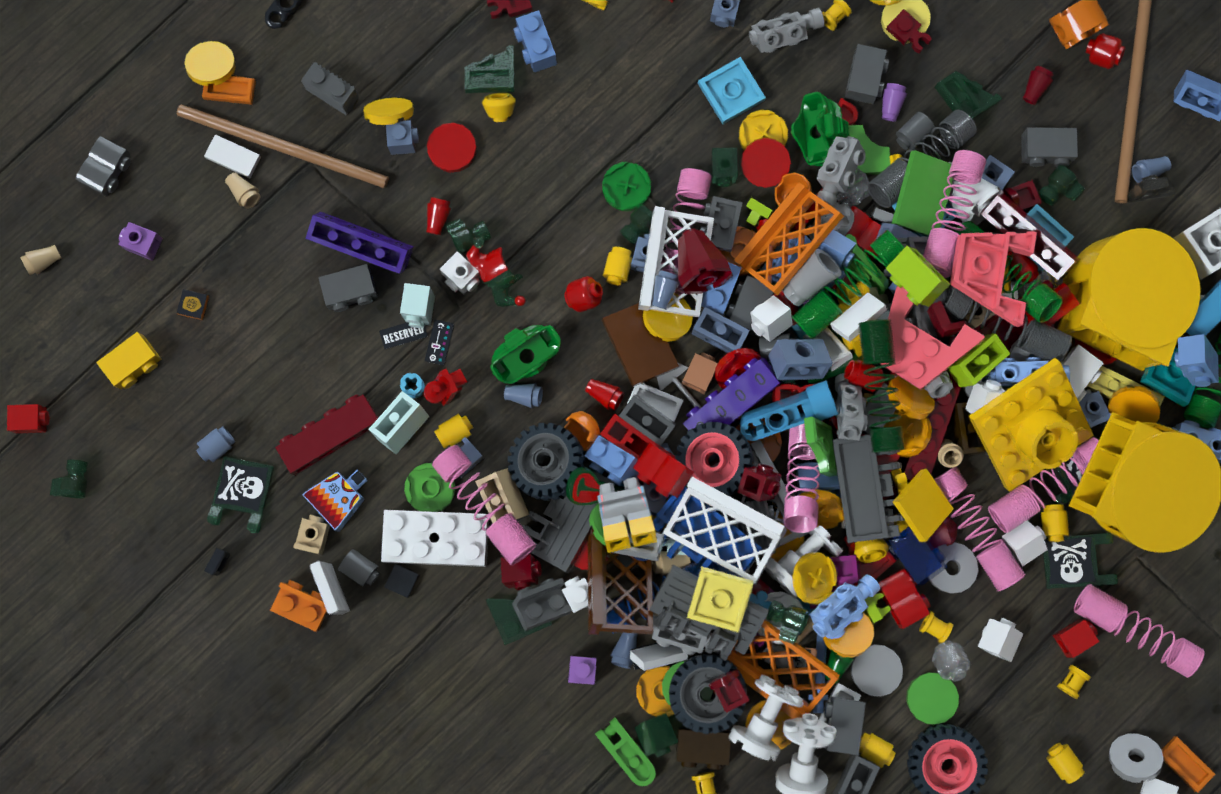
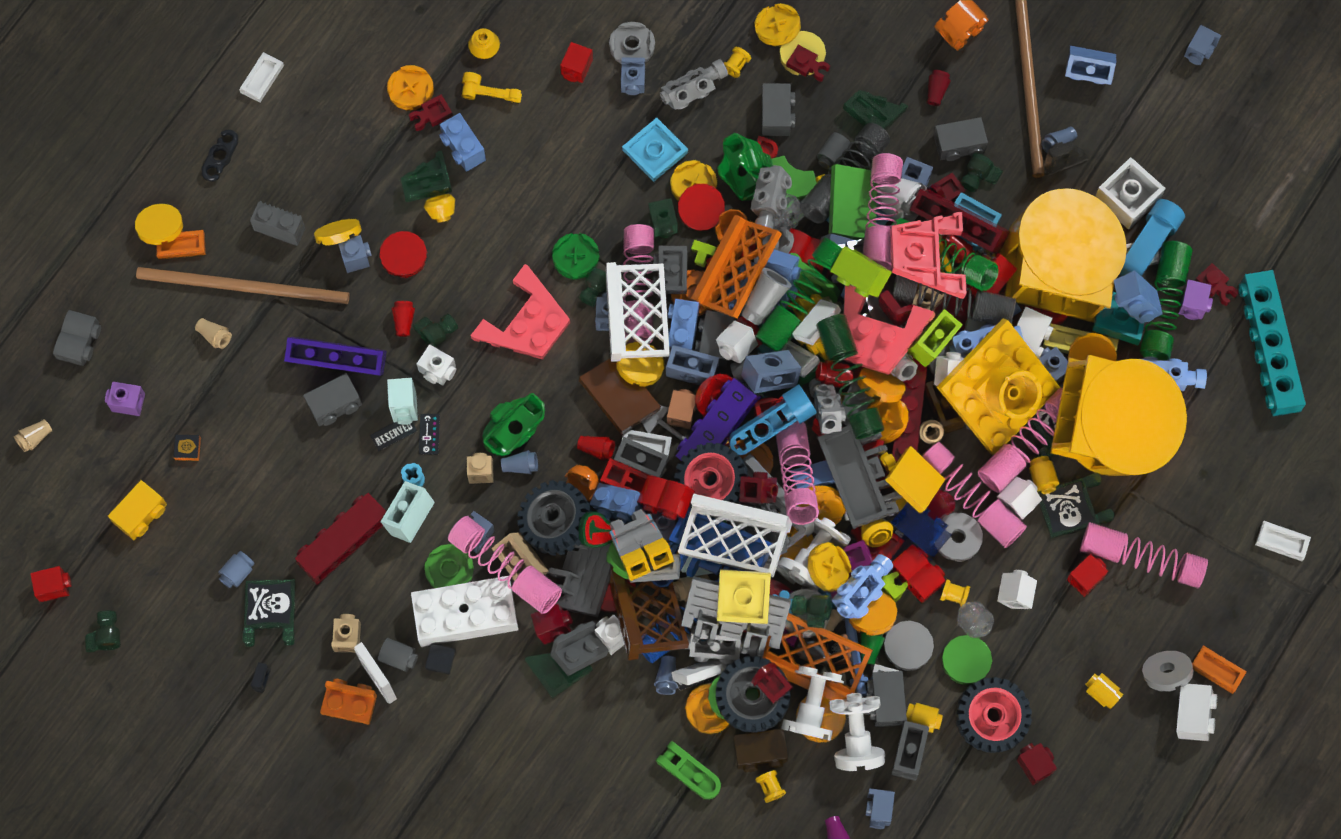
camera: 10 degrees left, 10 degrees down
(232, 156) = (197, 304): white tile -> none
(337, 498) = (362, 594): torso -> none
(445, 387) = (444, 469): red hips -> none
(453, 430) = (460, 507): yellow brick -> none
(482, 391) = (480, 468): none -> tan brick
(495, 274) = (470, 357): piece -> none
(570, 251) = (534, 327): none -> coral wing
(582, 670) = (630, 702): medium lavender brick -> none
(583, 294) = (556, 359): red head -> none
(617, 266) = (583, 328): yellow brick -> none
(656, 735) = (713, 746): clear green brick -> none
(664, 288) = (631, 334): sand blue cone -> none
(700, 263) = (660, 304): dark red cone -> none
(819, 438) = (807, 440): bright green tile -> none
(882, 216) = (819, 231): light grey tile -> none
(892, 101) = (807, 128): medium lavender cone -> none
(1073, 681) = (1095, 615): yellow bush -> none
(1105, 51) = (993, 44): red head -> none

